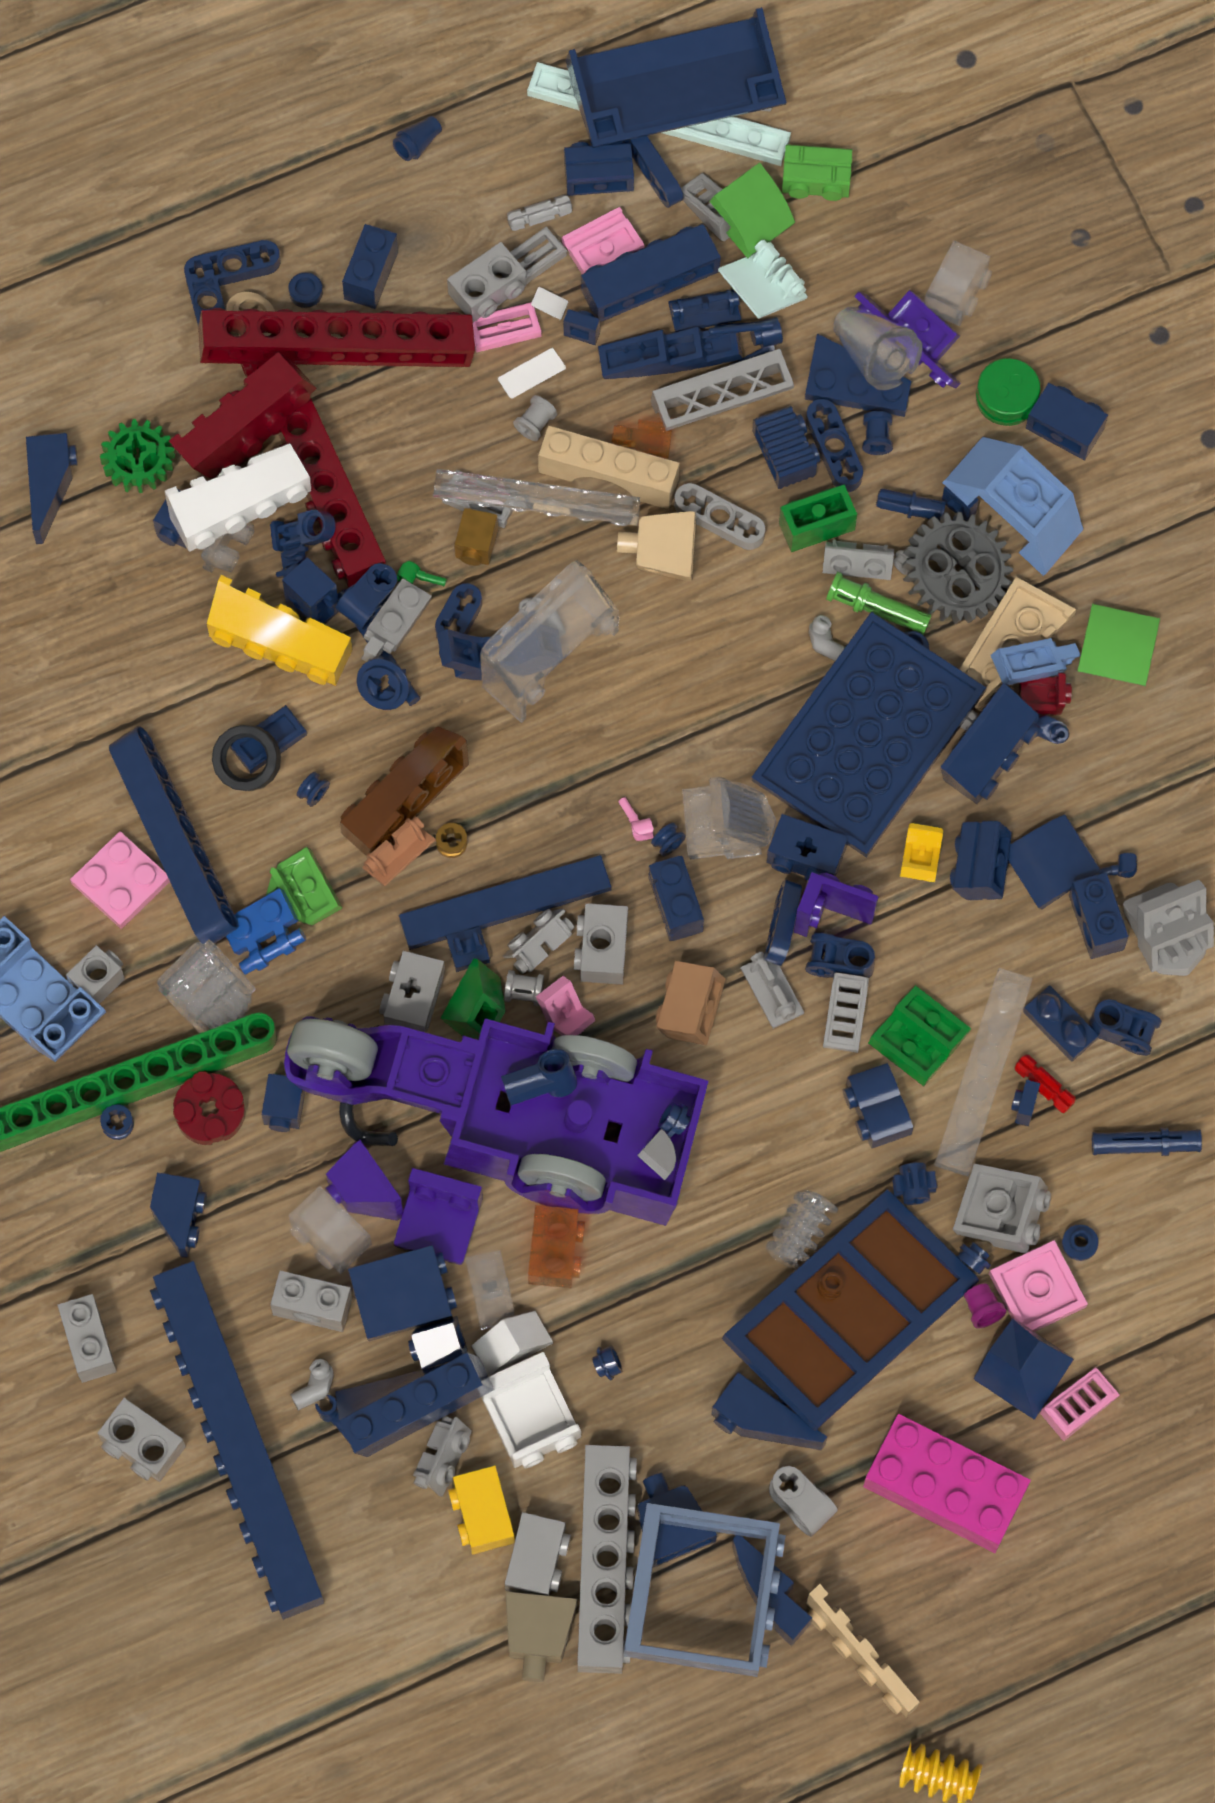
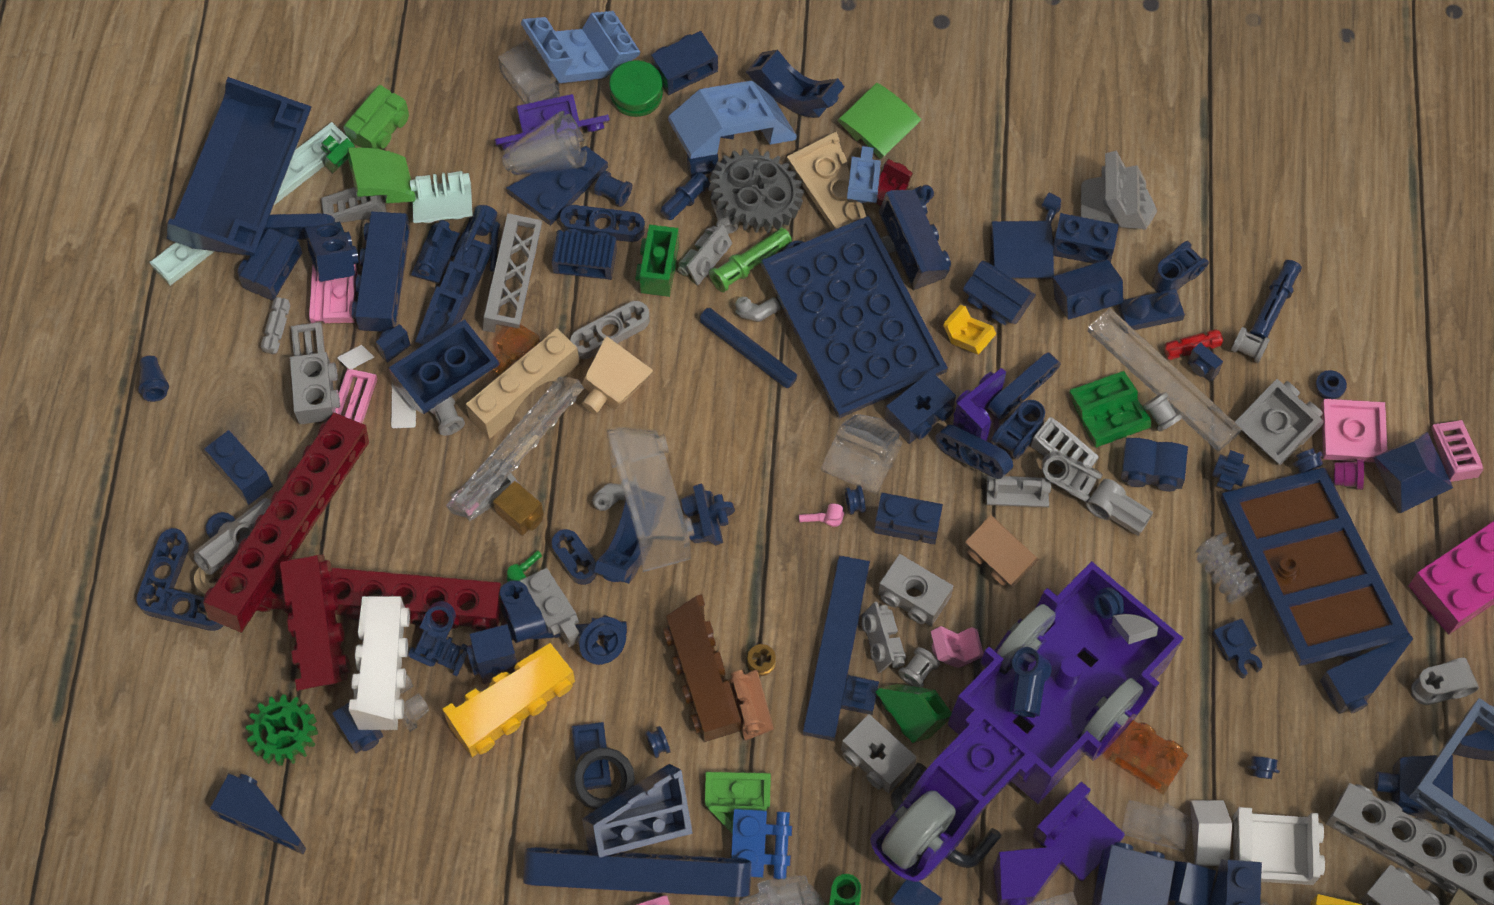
camera: 60 degrees left, 5 degrees down
(223, 807) = (641, 815): none -> dark blue wedge
(273, 296) = (224, 545): none -> light grey piece
(572, 712) = (711, 512): none -> dark blue hips
(576, 384) = (442, 367): none -> dark blue slope
(639, 213) = (331, 251): none -> dark blue brick
(728, 1279) = (1236, 642): none -> dark blue plate
(749, 158) = (336, 152): none -> green tile
(778, 655) = (748, 347): none -> dark blue axle
(810, 1089) = (1112, 503): none -> light grey piece
(814, 1030) = (1072, 475): none -> light grey piece
(893, 938) = (1024, 385): none -> dark blue beam
(942, 1085) = (1162, 411): none -> light grey bush
(1013, 313) = (583, 52): none -> medium blue slope
(1039, 946) = (1088, 289): none -> dark blue brick
(1076, 1139) = (1250, 345): none -> light grey bush
(1103, 536) = (792, 88): none -> dark blue arch

